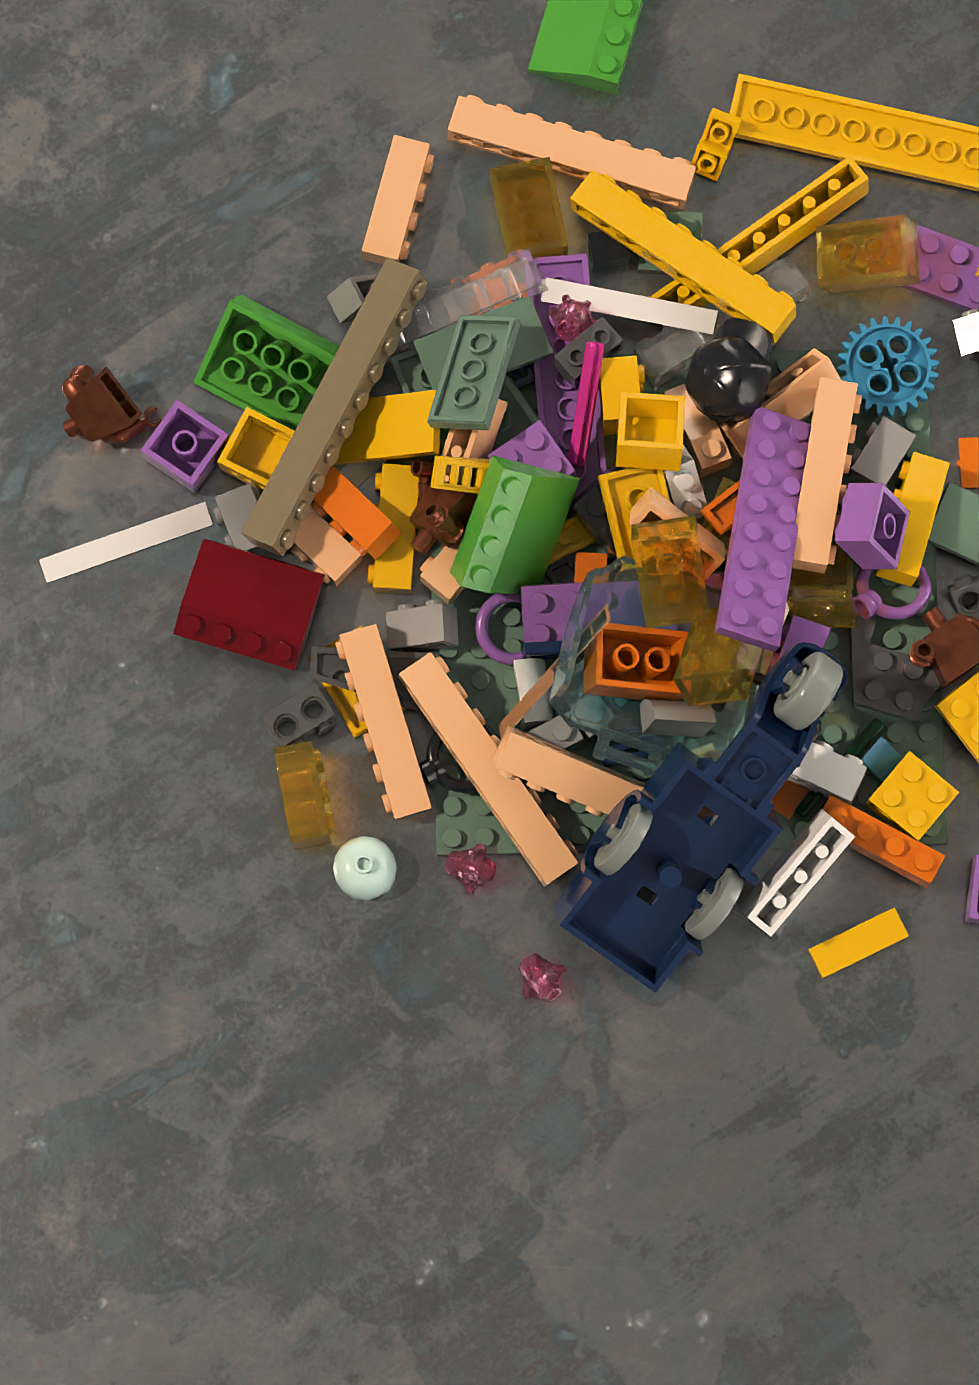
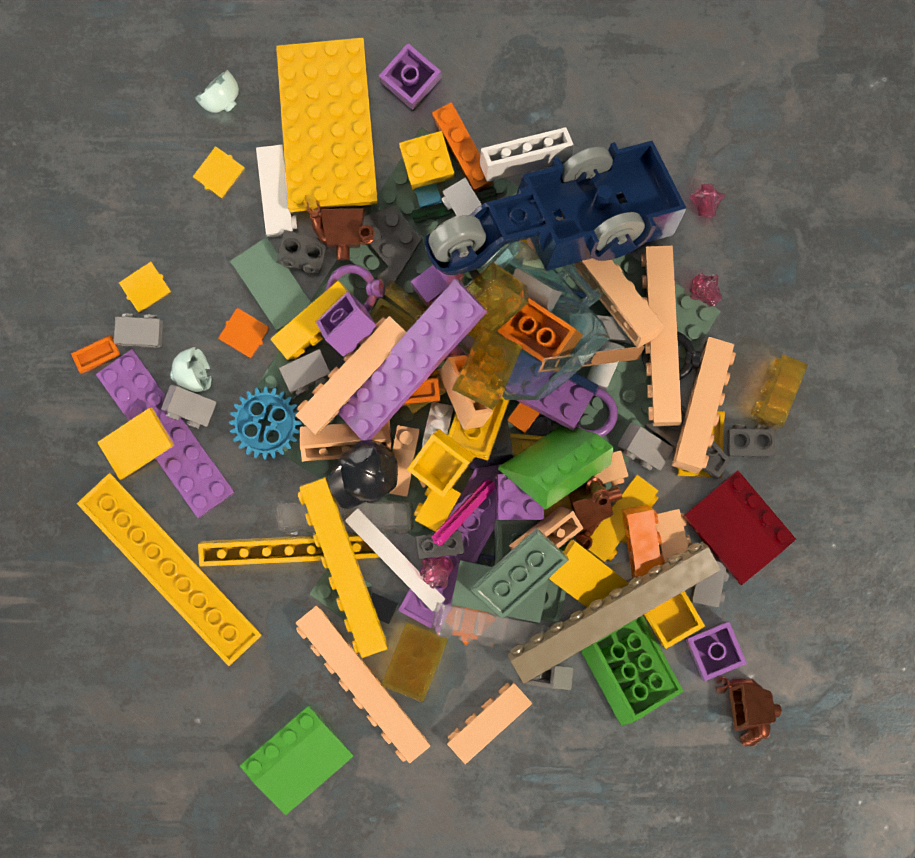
camera: 145 degrees left, 5 degrees up
(126, 542) = (785, 619): white sticker -> none
(364, 868) = (767, 331): light aqua cylinder -> none
(468, 464) = (561, 518): yellow slope -> none
(715, 144) = (273, 631): yellow slope -> none
(858, 943) = (510, 105): yellow tile -> none
(867, 254) = (231, 498): clear yellow brick -> none

